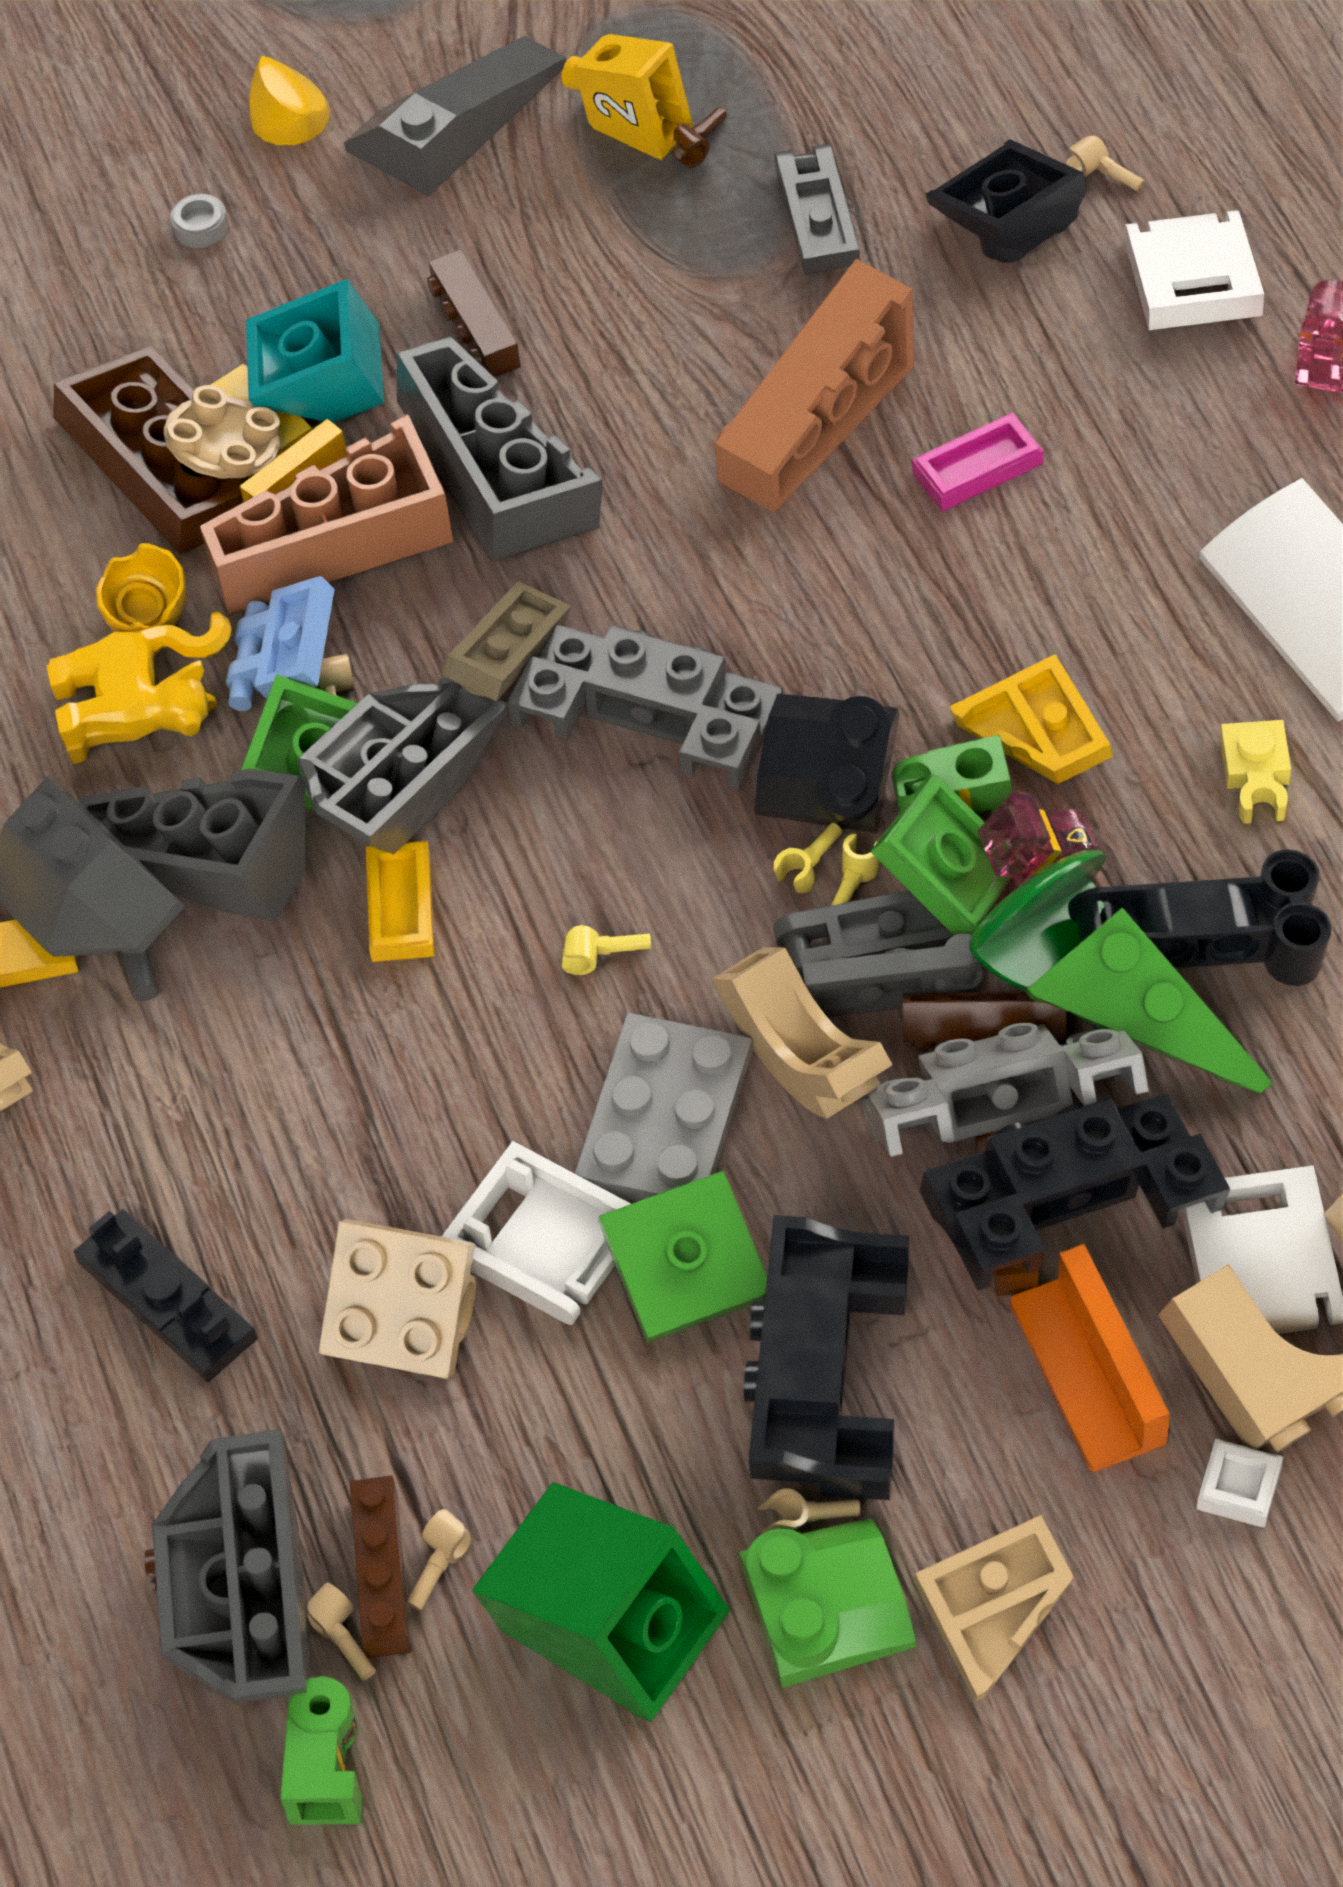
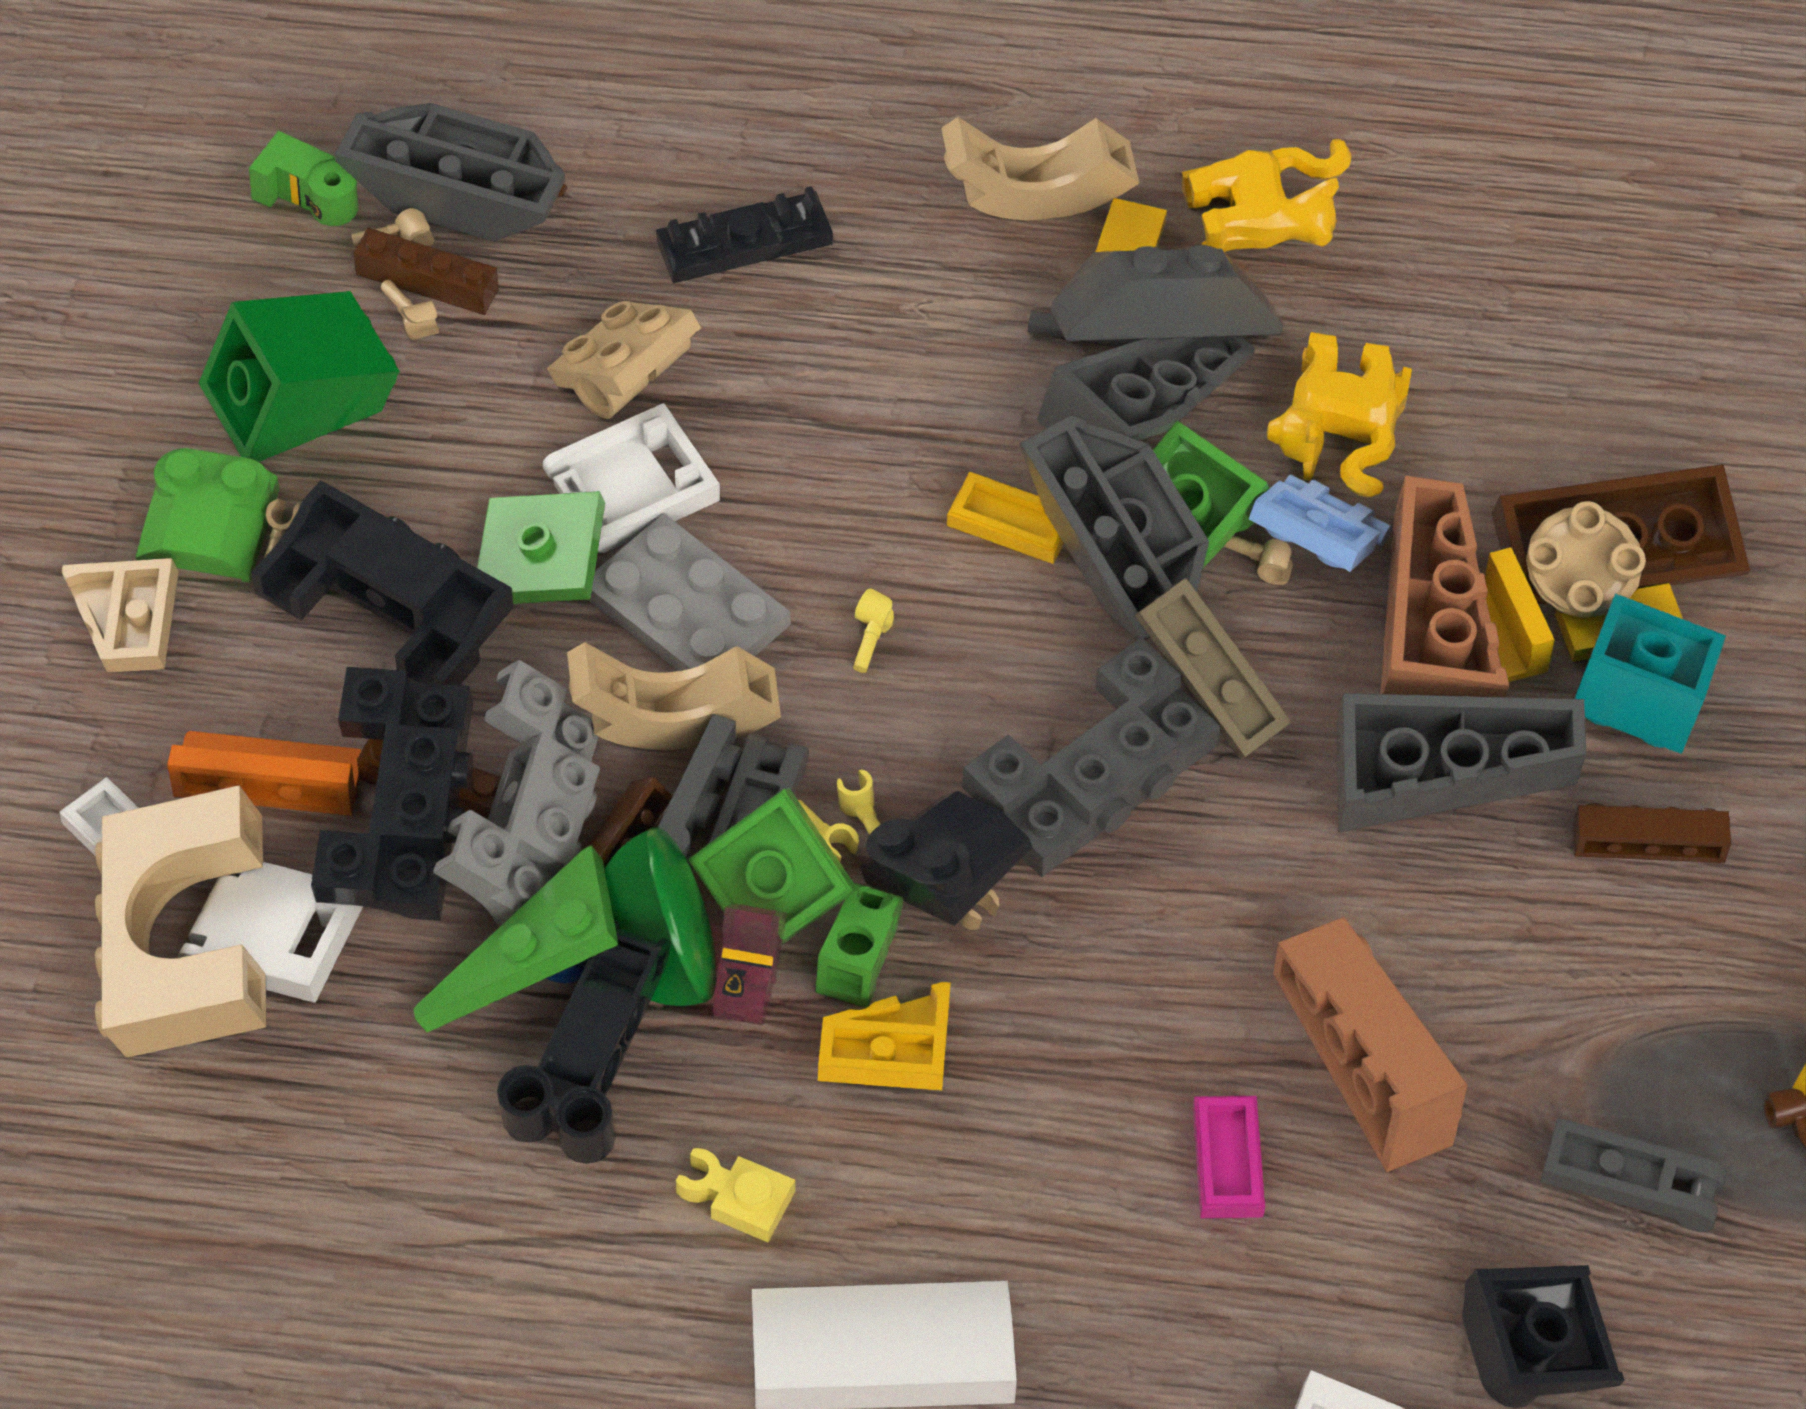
camera: 110 degrees right, 0 degrees up
(142, 590) = (1441, 448): yellow hair -> none

